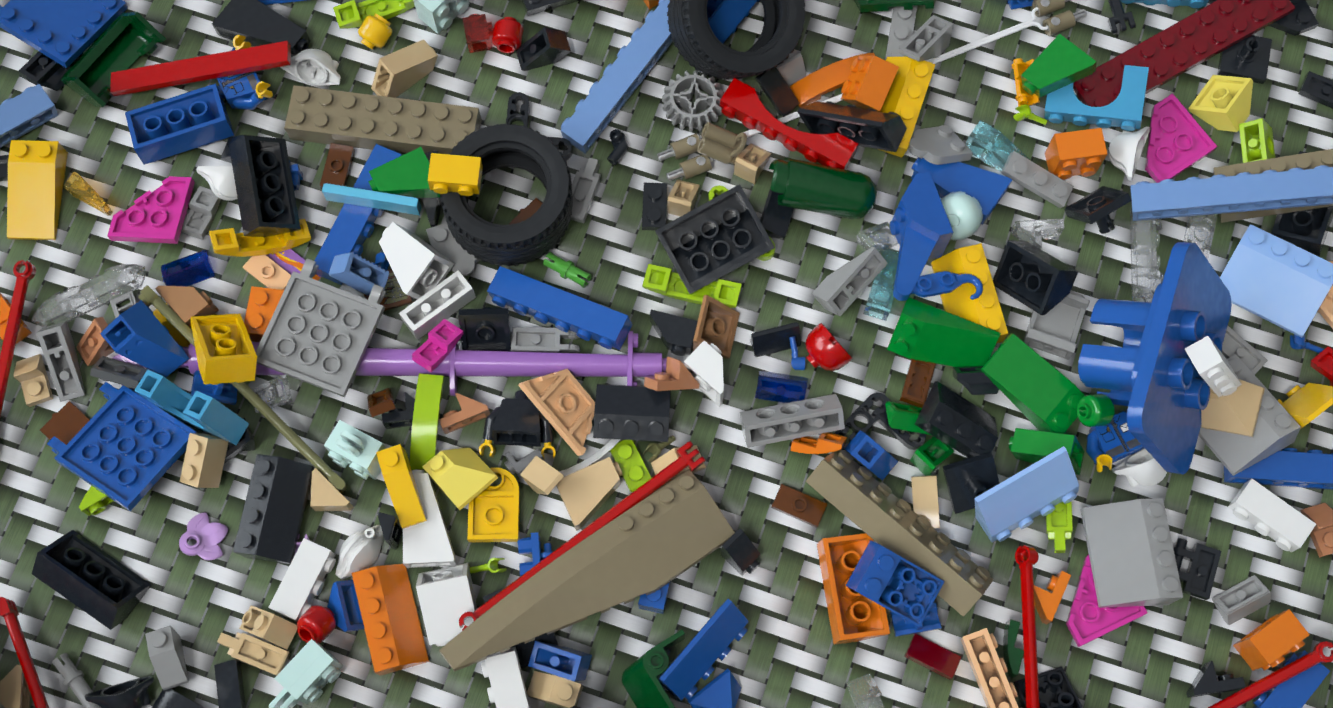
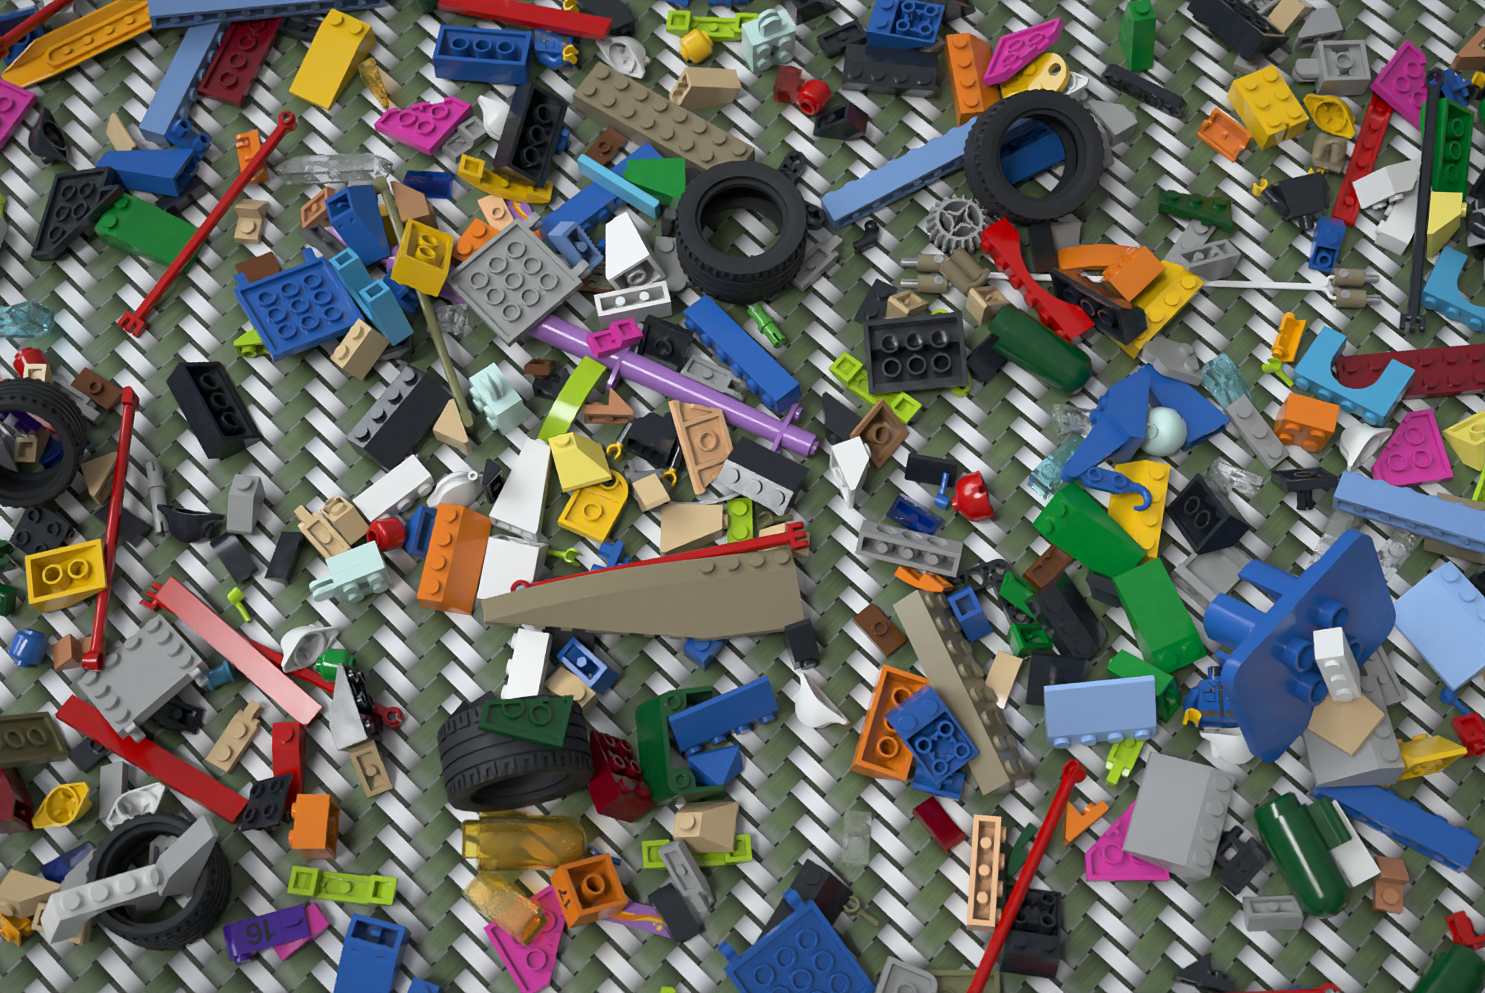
camera: 25 degrees right, 5 degrees down
(62, 360) = (282, 213): light grey slope -> none
(207, 536) = (331, 417): lavender plate -> none
(401, 485) = (521, 444): yellow slope -> none
(455, 174) = (699, 188): yellow brick -> none
(676, 378) = (819, 461): nougat slope -> none
(777, 602) = (814, 706): none -> white hat
(849, 281) = (1026, 445): light grey slope -> none
(1057, 67) = (1323, 334): green slope -> none
(1095, 410) = (1205, 664): green head -> none
(1243, 533) = (1301, 848): none -> dark green piece
(1272, 641) = (1281, 960): orange brick -> none

